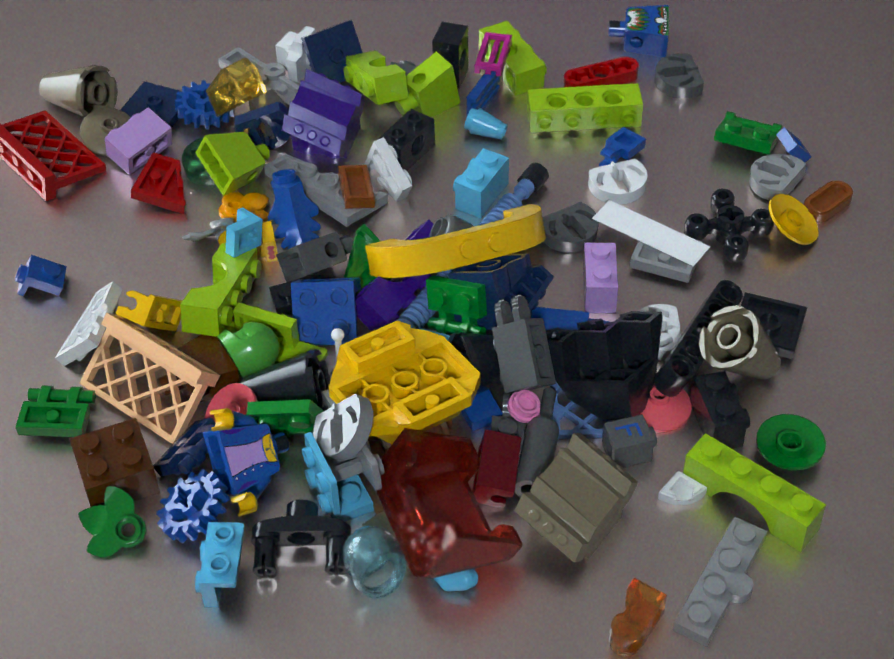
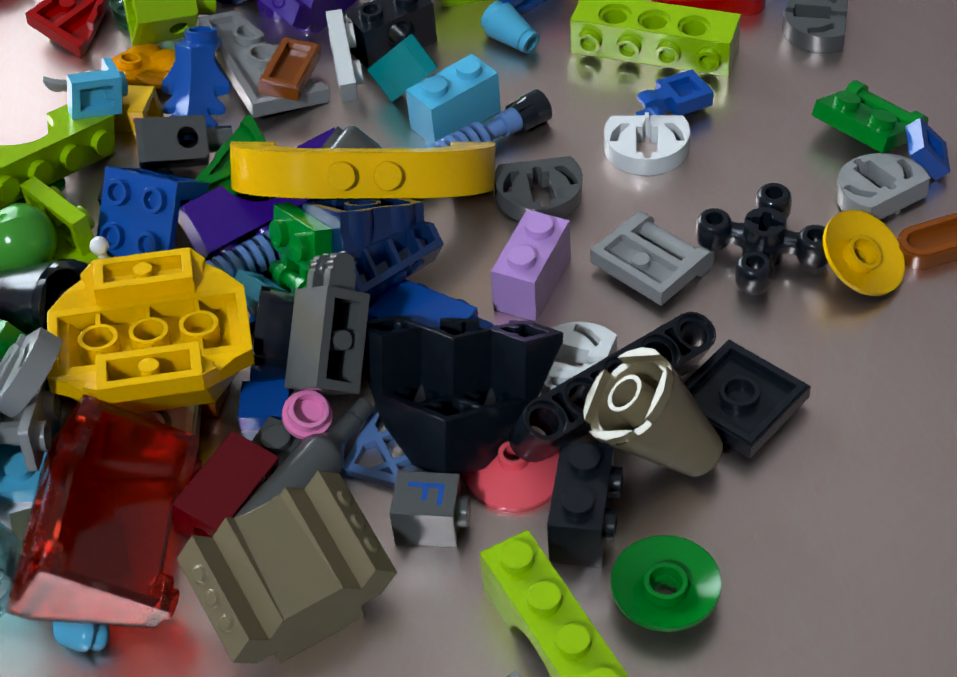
camera: 25 degrees right, 0 degrees up
(440, 169) = (402, 67): none -> teal tile
(651, 233) = (642, 222): white sticker -> none
(682, 490) = (468, 605): white tile -> none

